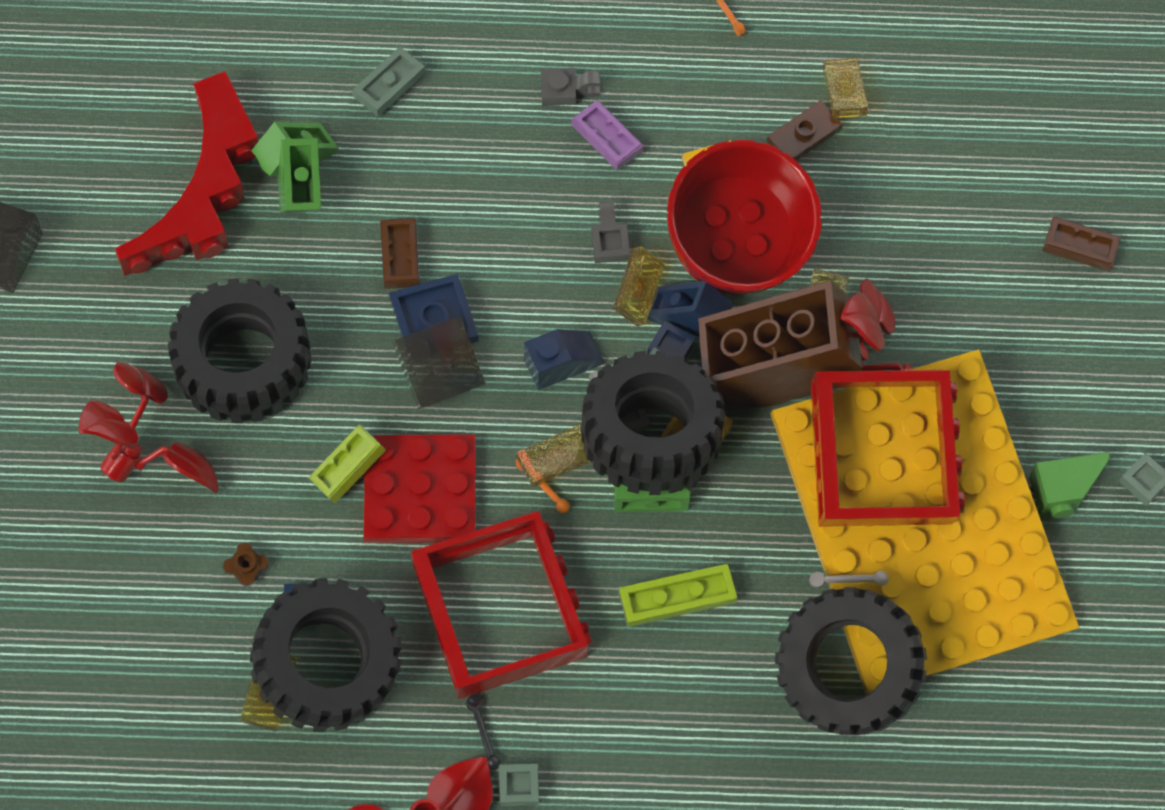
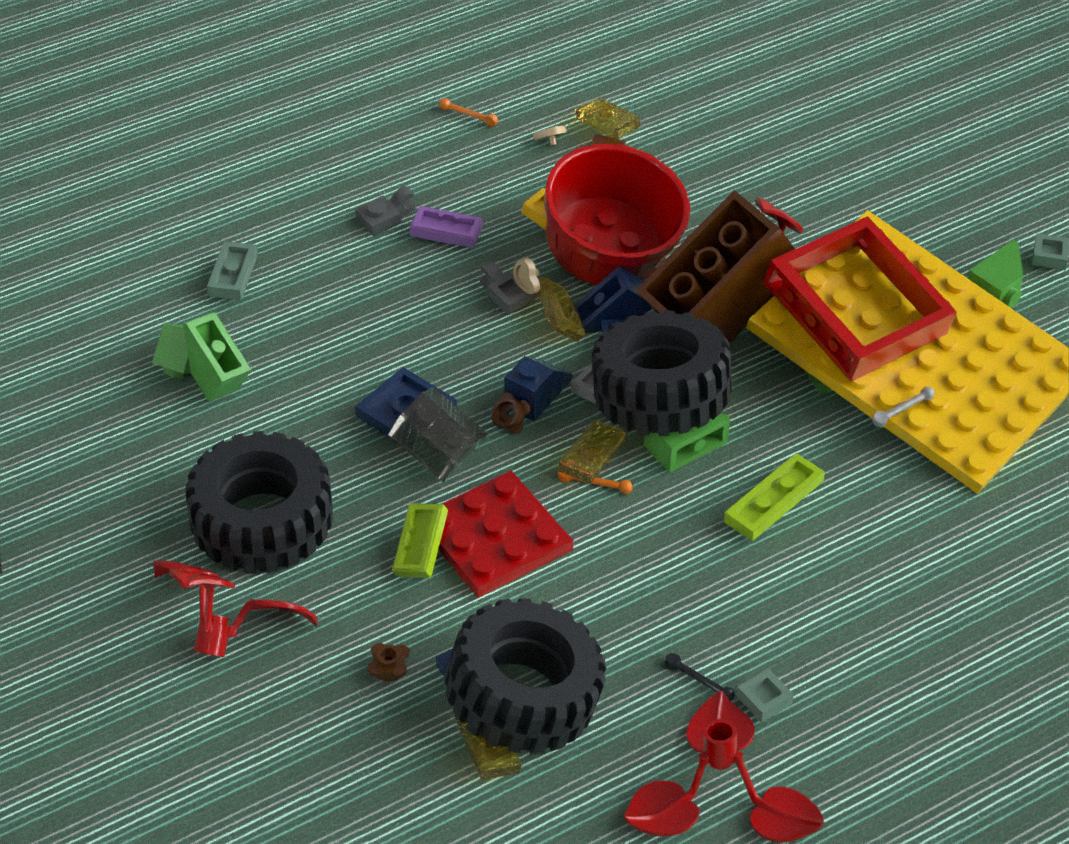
camera: 30 degrees left, 20 degrees down
(214, 186) = (141, 431): red arch -> none
(399, 253) = (339, 378): reddish brown plate -> none
(480, 541) = (609, 618): red window -> none
(516, 374) = (501, 412): none -> reddish brown plate
(625, 239) = (526, 276): none -> tan piece
(780, 75) = (551, 133): none -> tan piece
(799, 652) = (968, 412): black tyre -> none
(1081, 244) = (869, 134): reddish brown plate -> none

